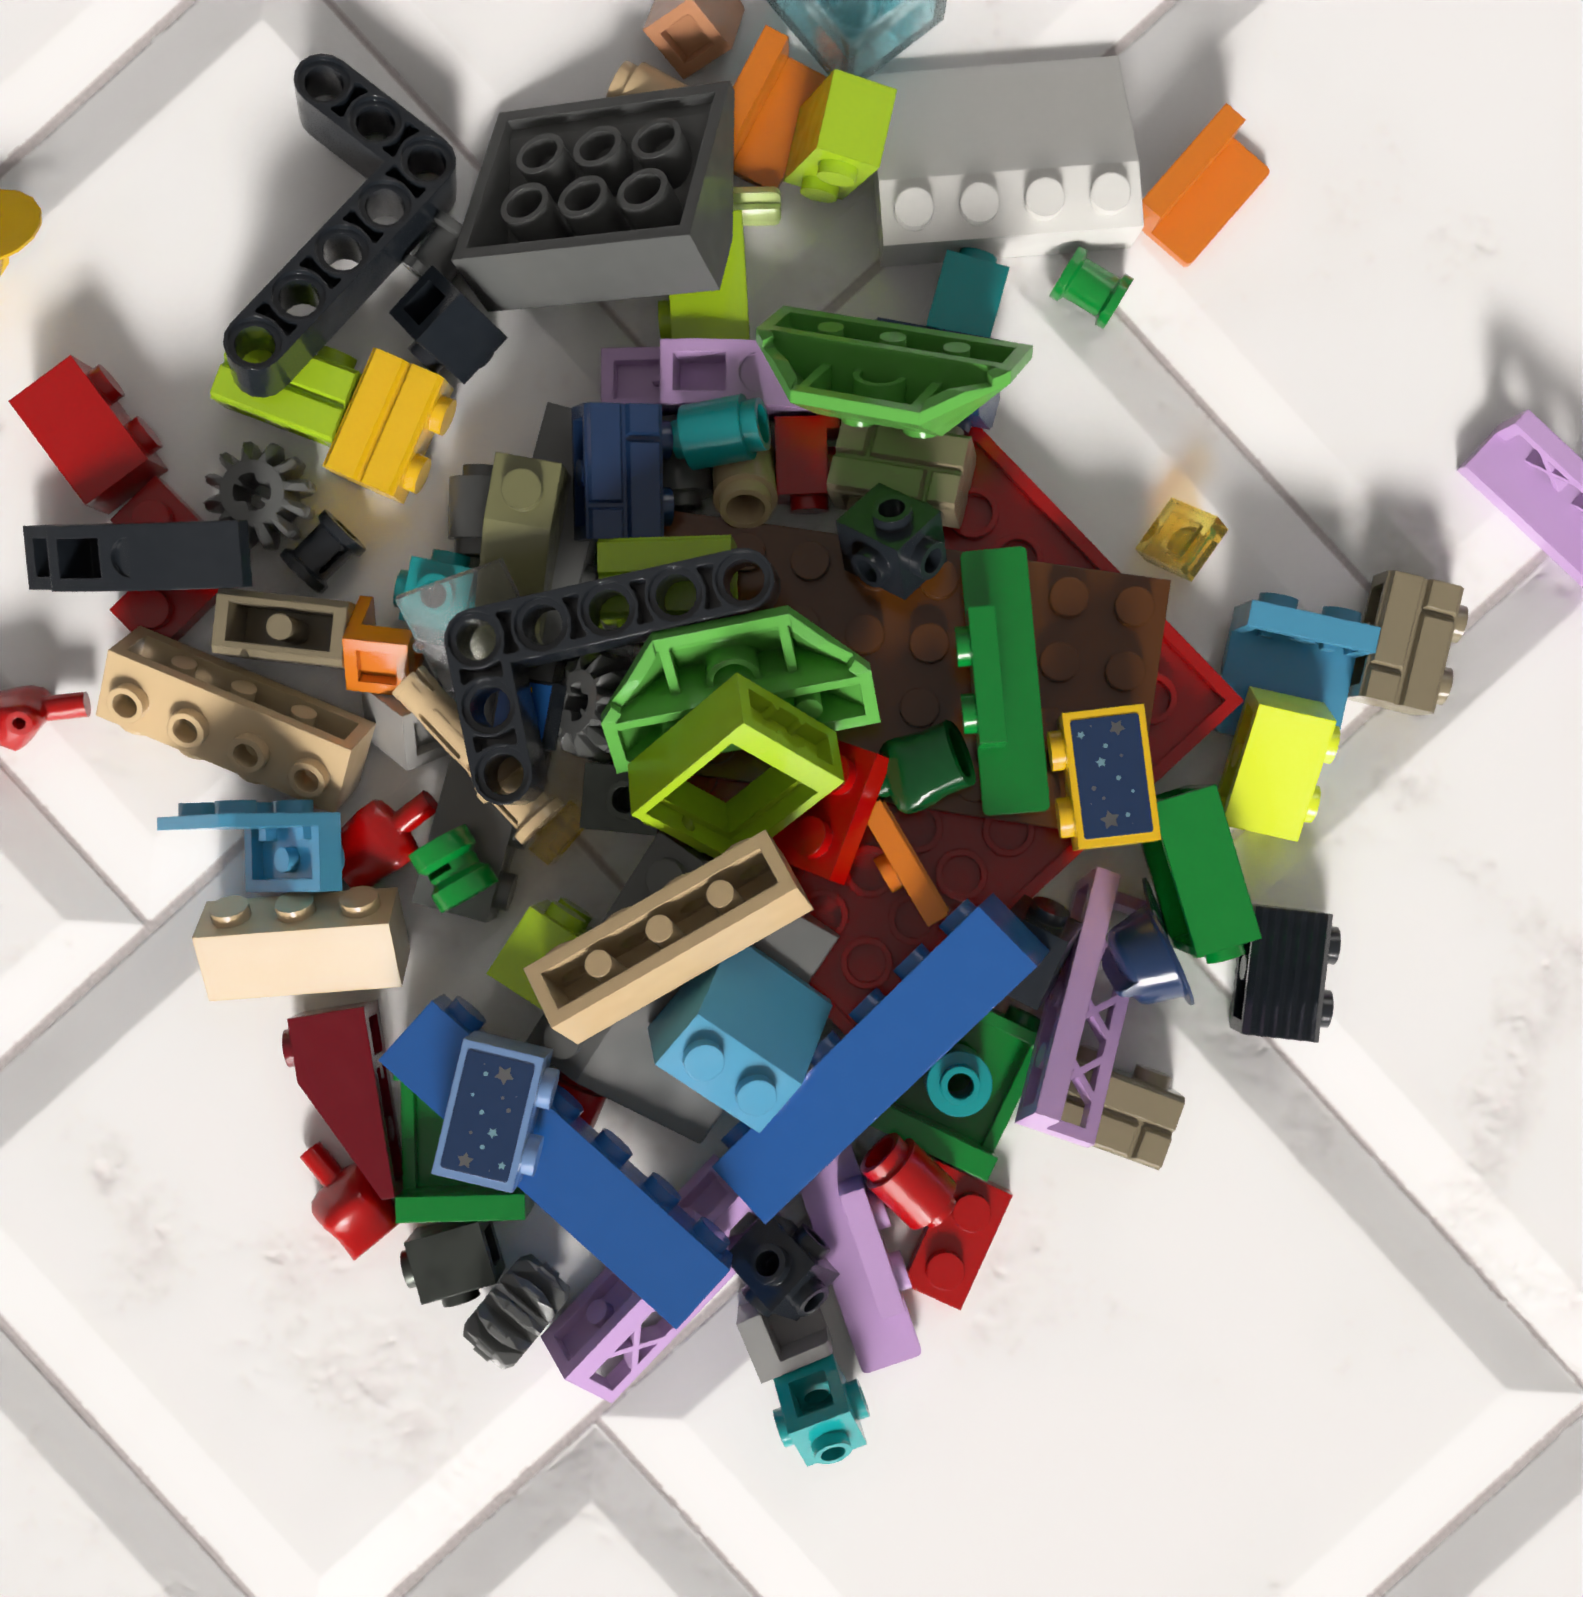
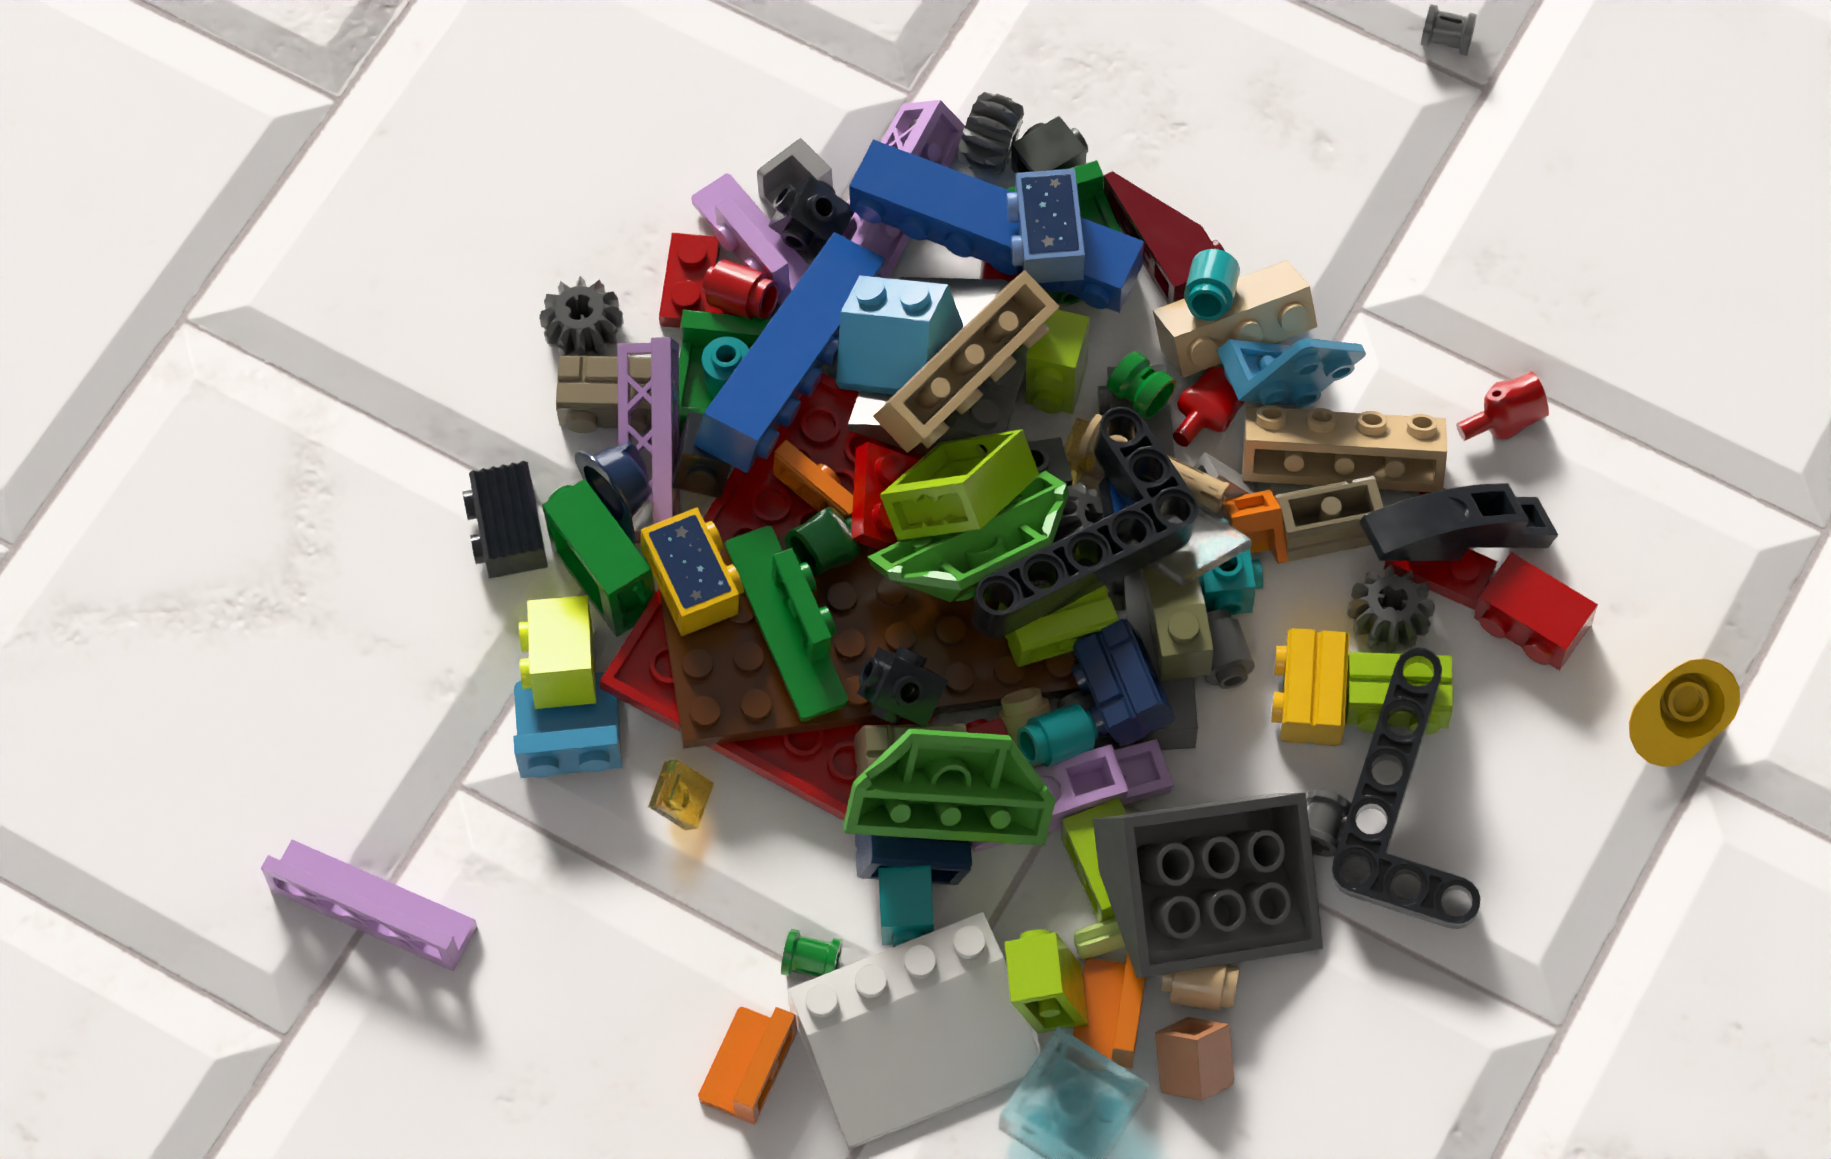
camera: 160 degrees right, 25 degrees down
(314, 980) = (1211, 284): none -> teal brick
(322, 552) = (1329, 587): black bush -> none
(348, 1203) = (1141, 167): red piece -> none
(446, 327) = (1295, 761): black brick -> none
(820, 1412) = (750, 134): teal brick -> none
(1127, 1204) = (566, 322): none -> dark grey gear
(1414, 641) = (483, 774): dark tan brick -> none

